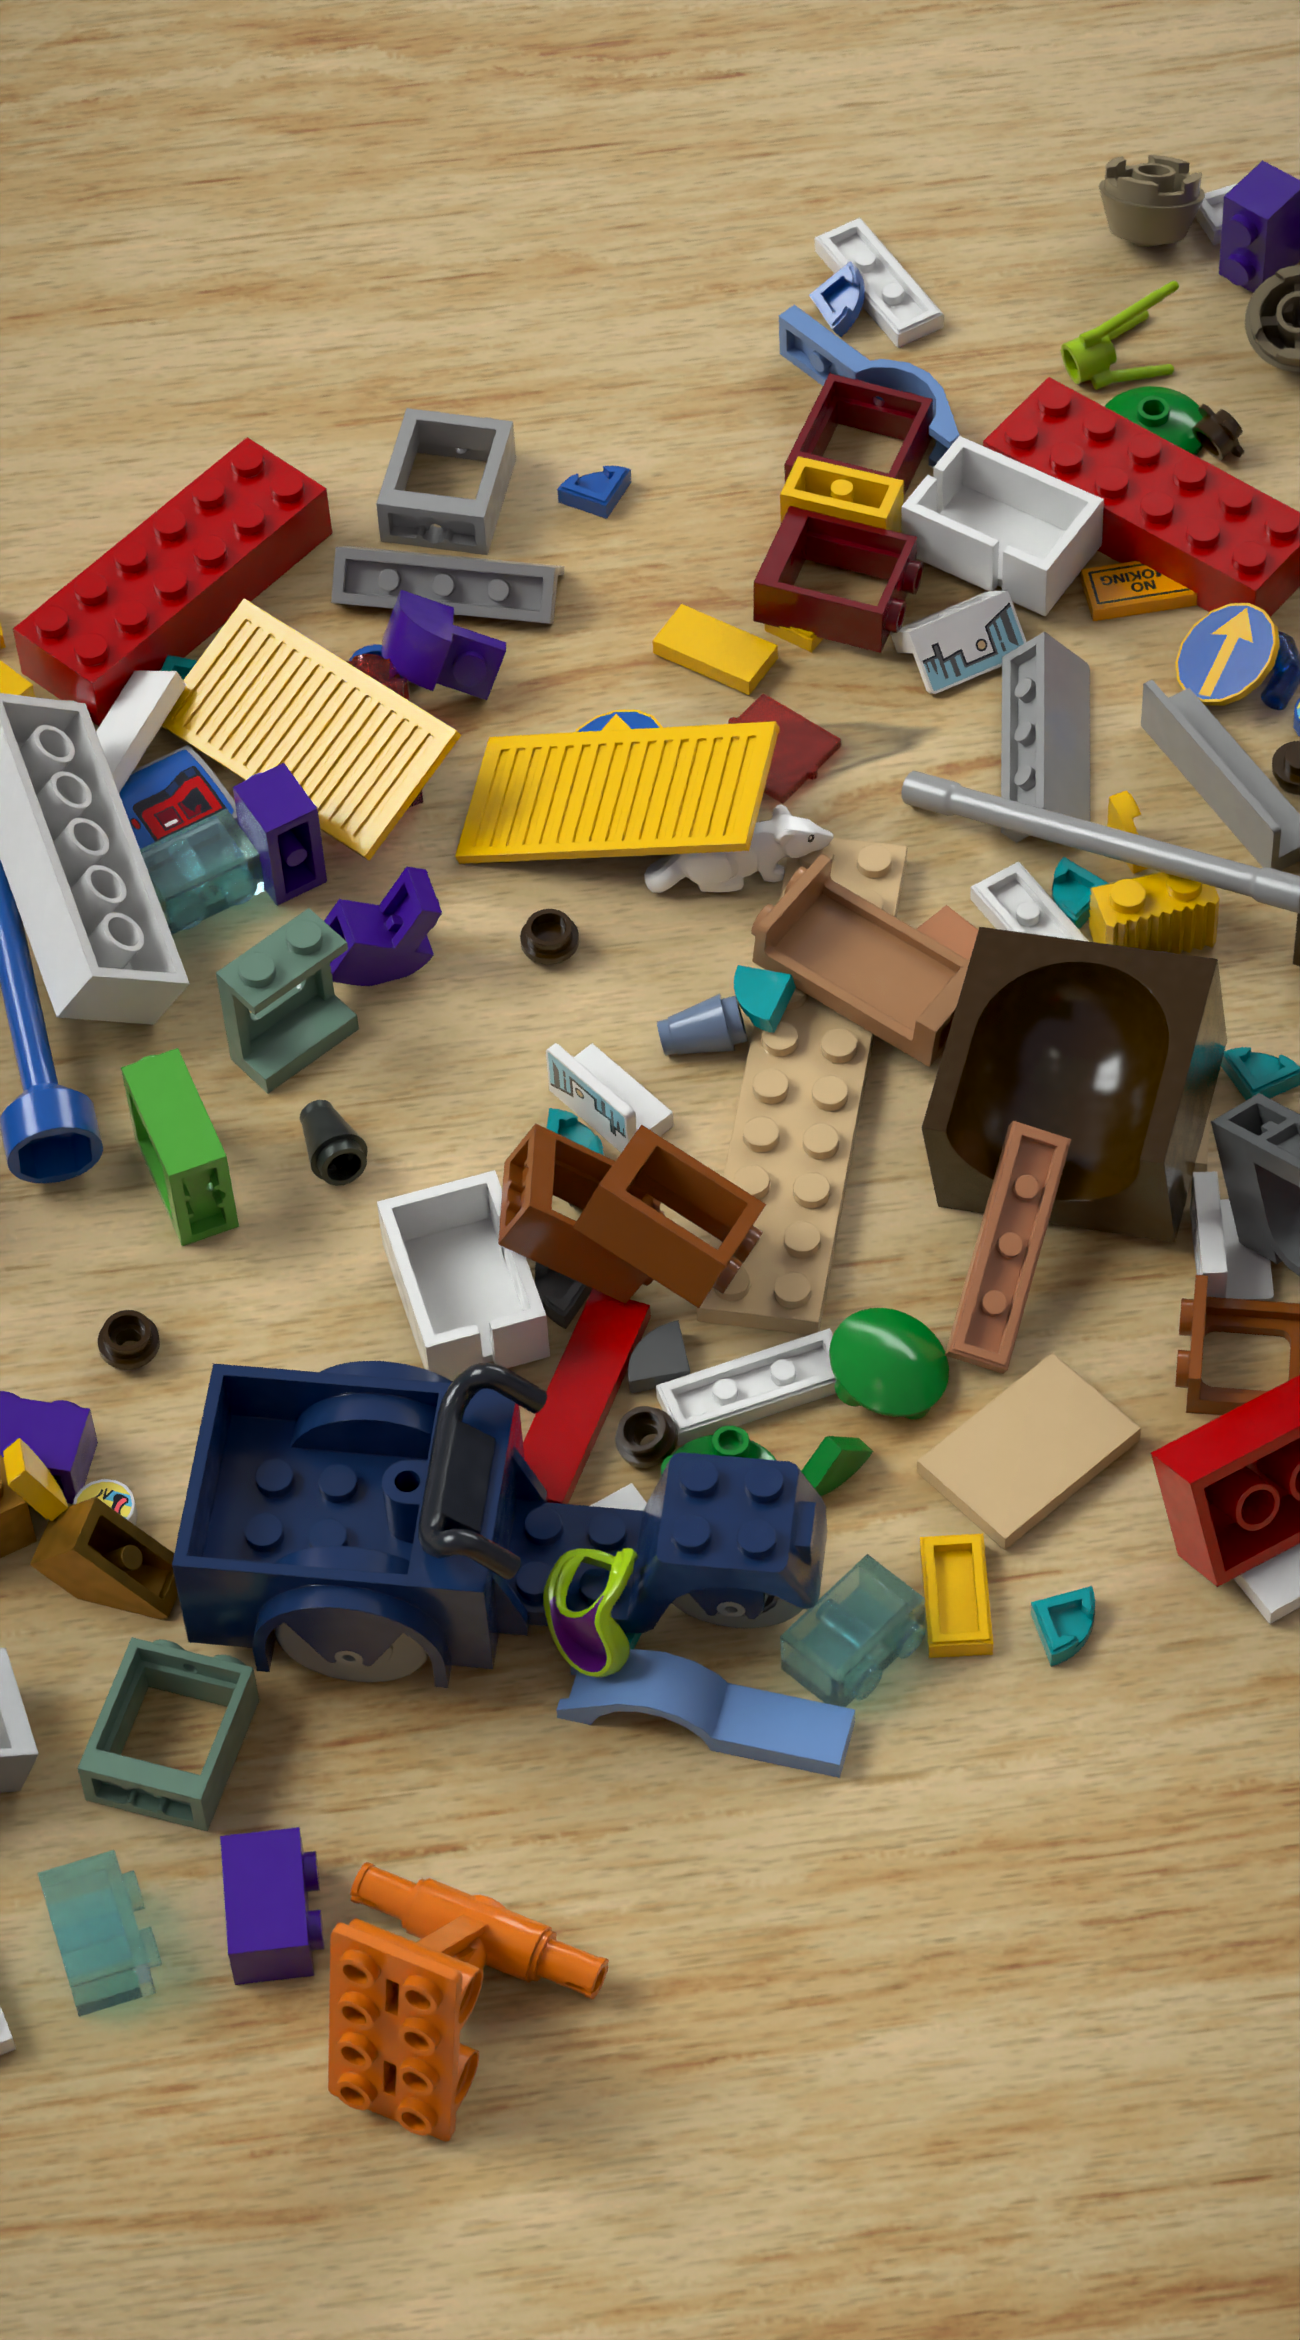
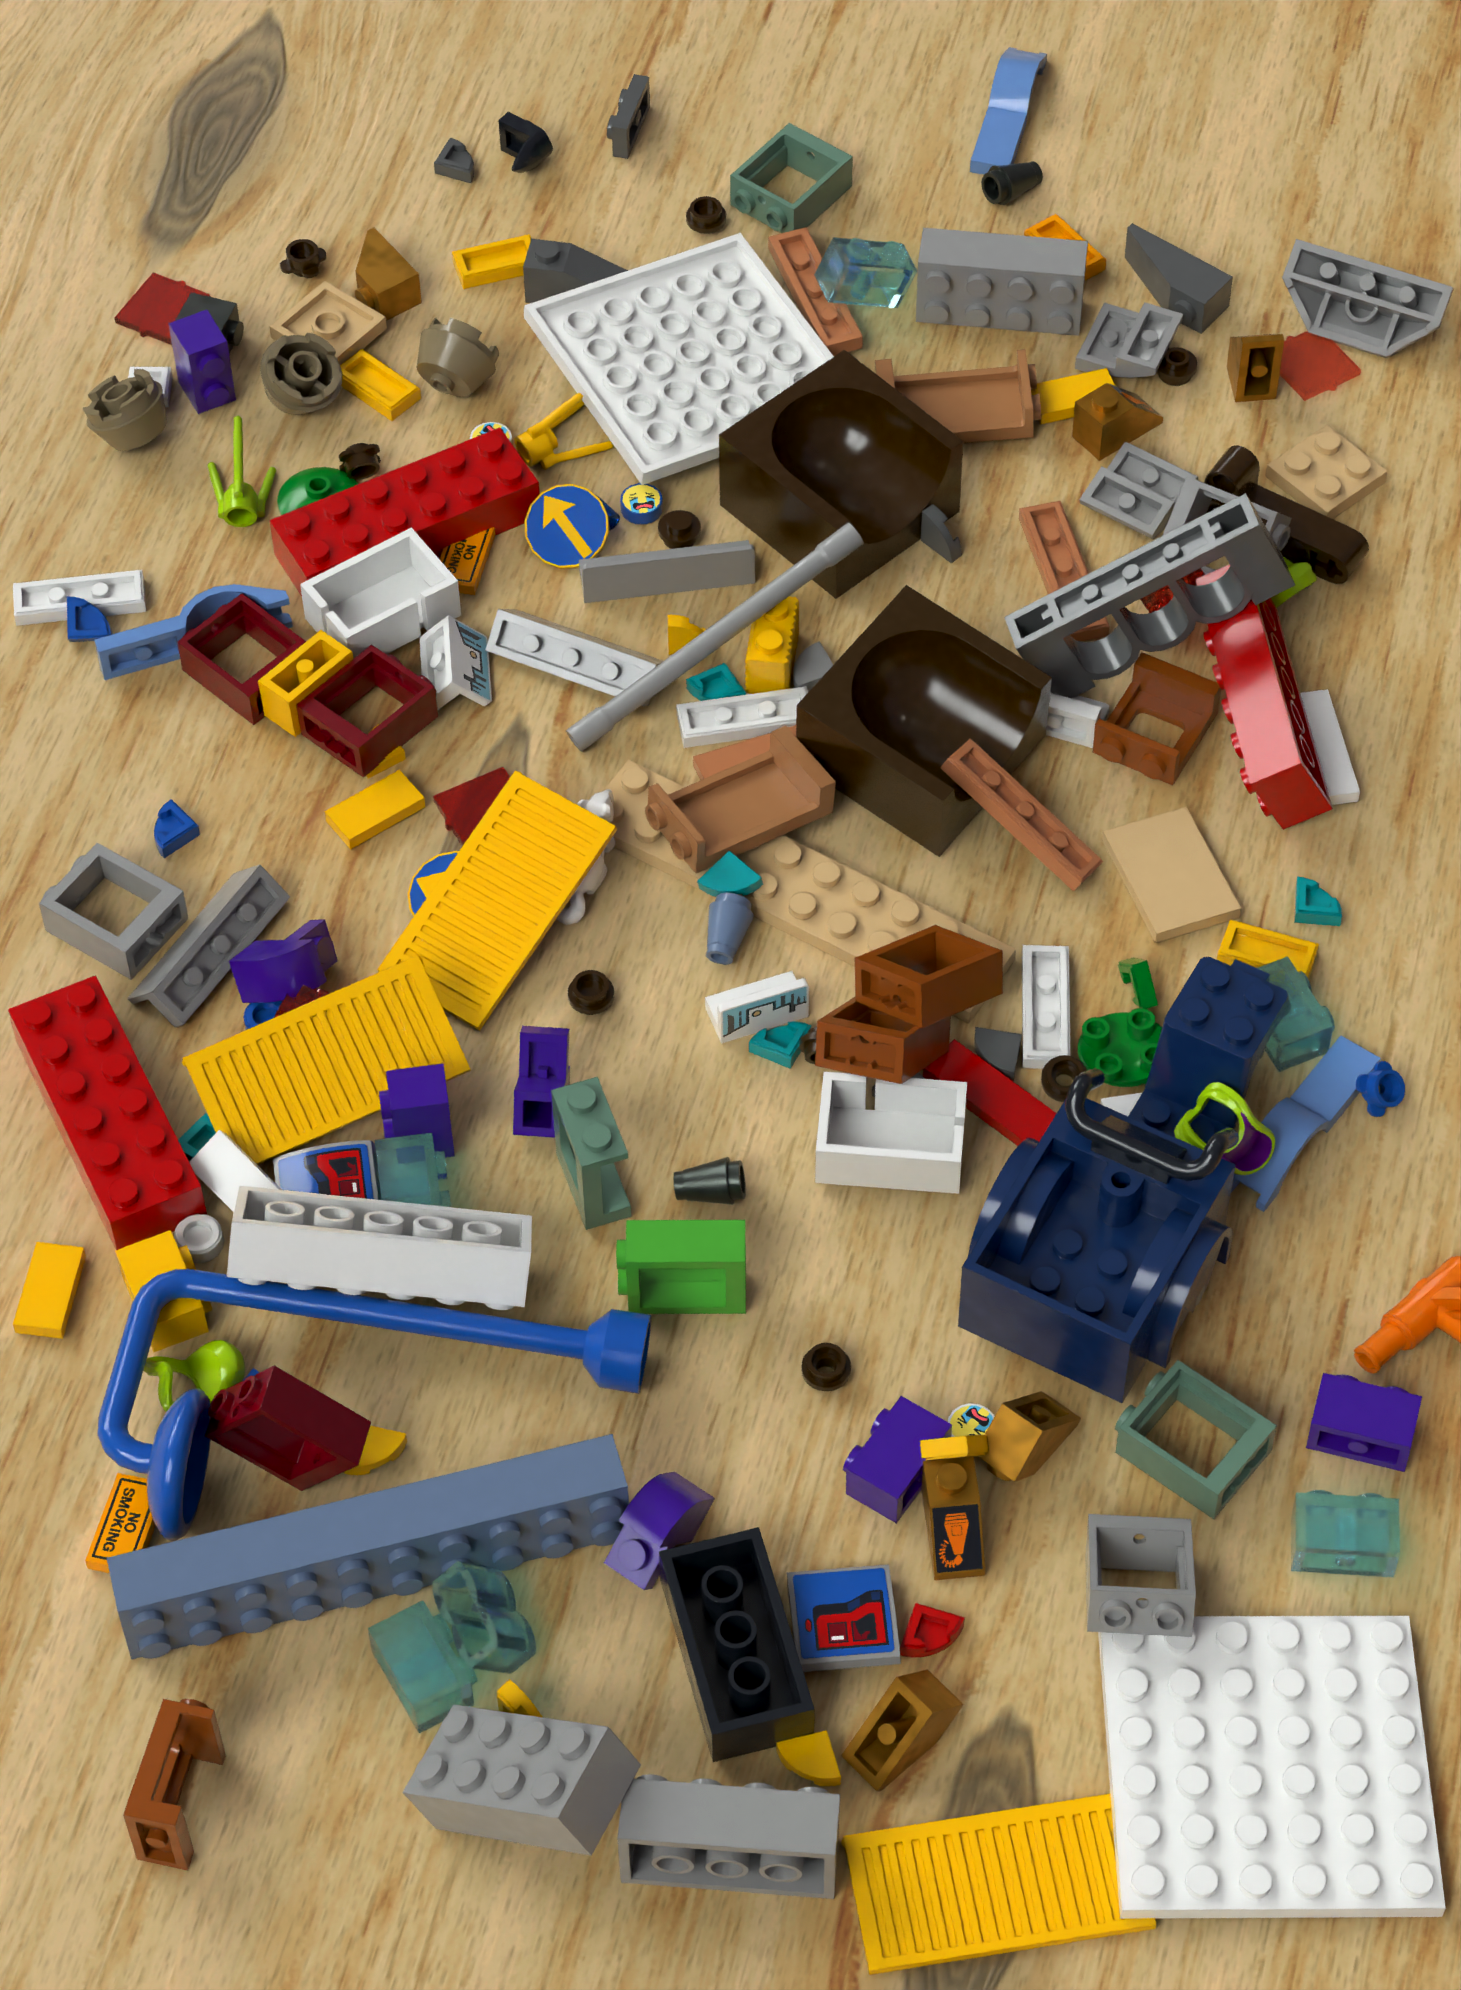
camera: 70 degrees left, 0 degrees up
(773, 1787) = (1391, 1088): none -> blue plate
(888, 1363) = (1070, 921): green dish -> none

